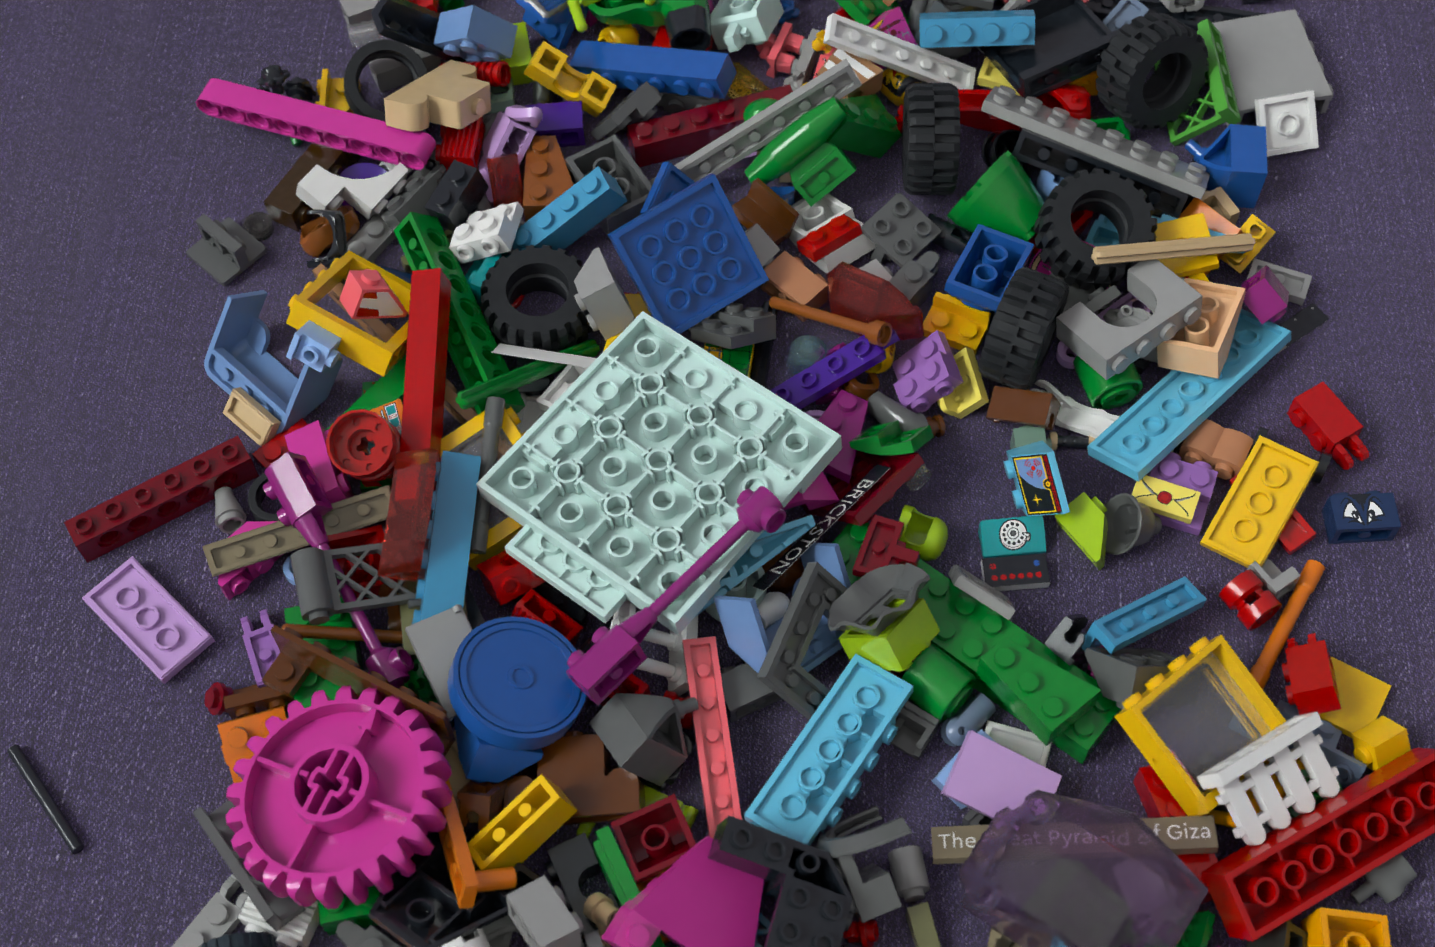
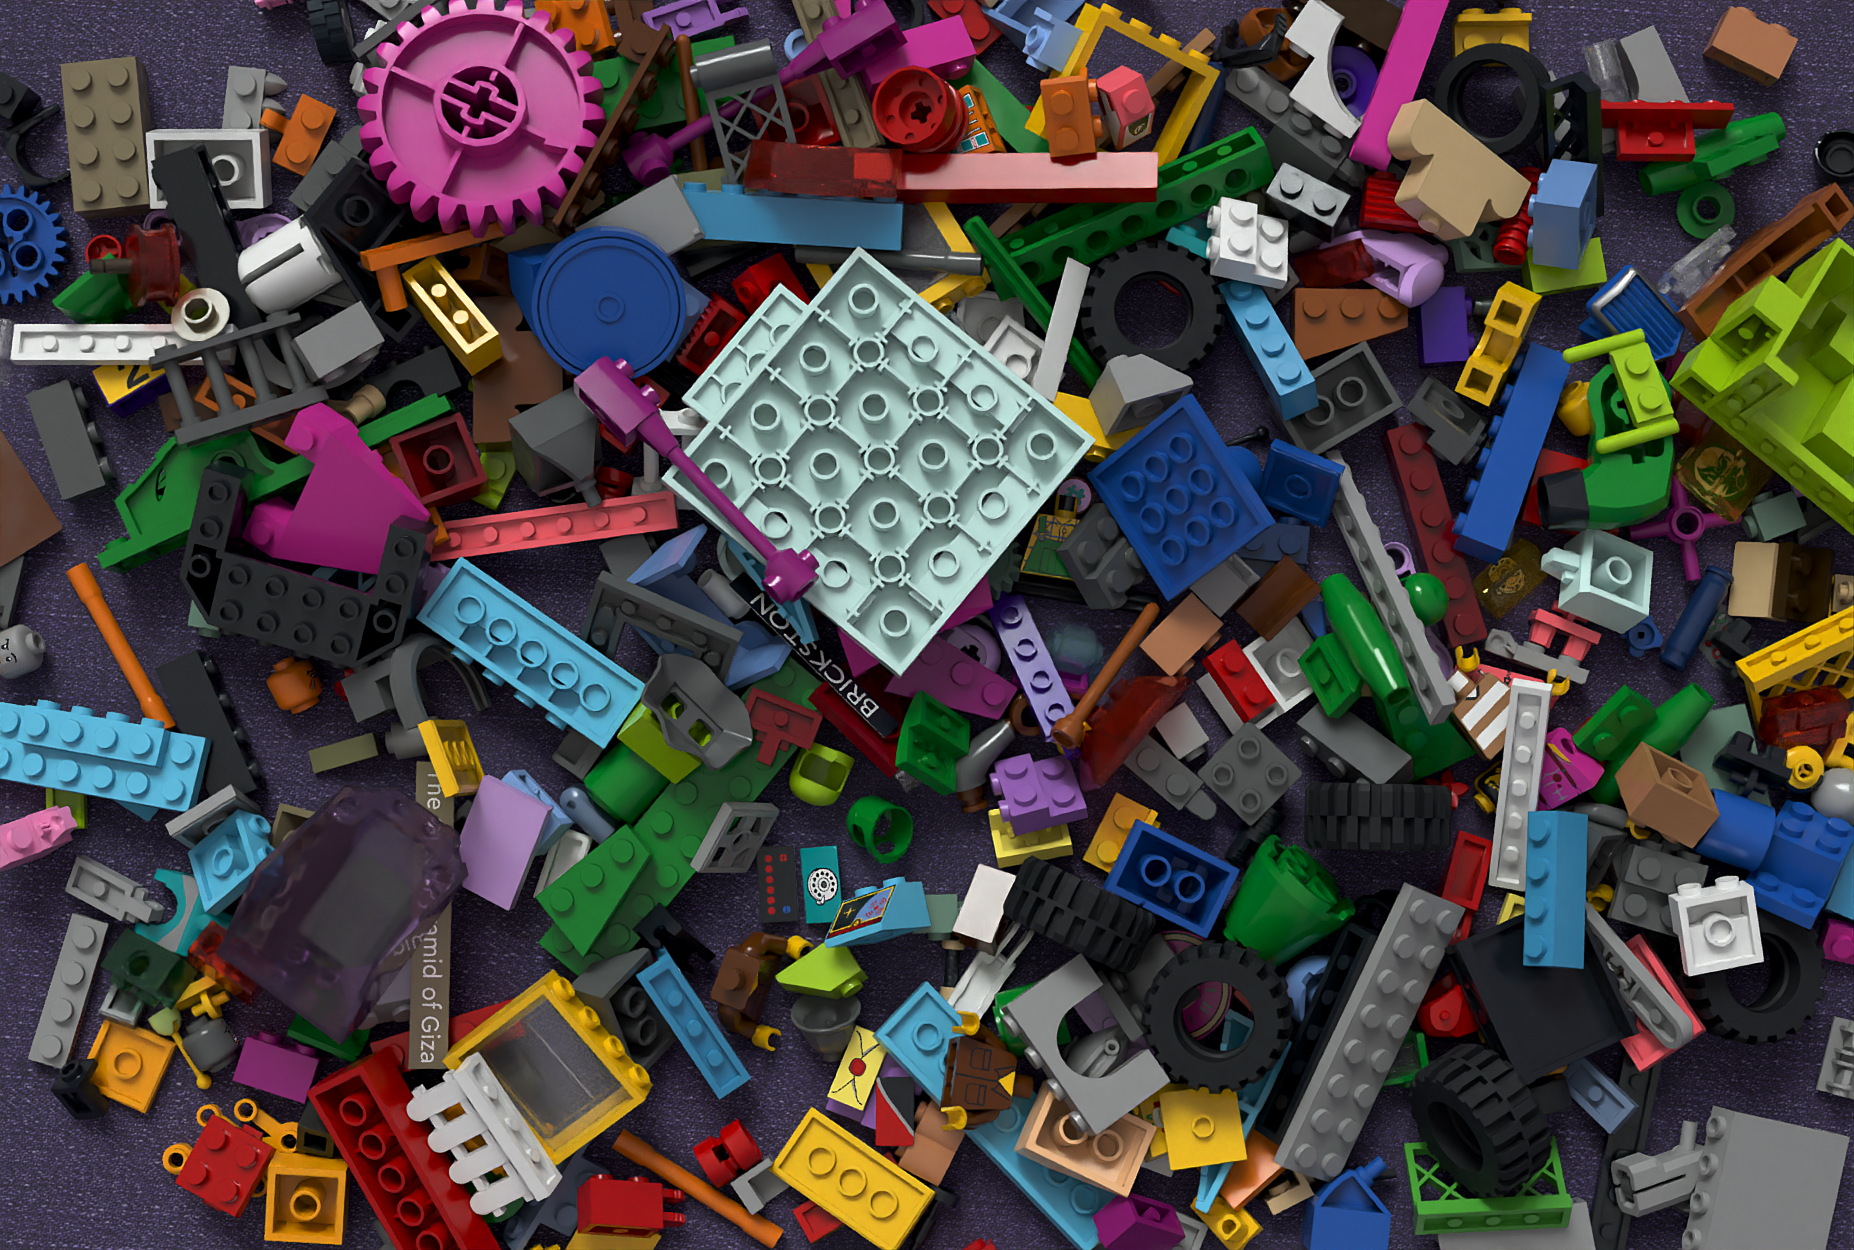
camera: 85 degrees right, 25 degrees up
(377, 325) = (1070, 114): none -> orange bracket
(878, 162) = (1353, 748): none -> dark grey brick
(933, 809) = (452, 756): none -> yellow tile
(955, 485) = (862, 822): none -> green helmet
(1101, 584) = (746, 981): none -> reddish brown torso
(1163, 398) = (979, 1076): none -> reddish brown torso
(1172, 248) = (1175, 1109): tan axle -> none
(1197, 469) = (894, 1111): none -> sticker

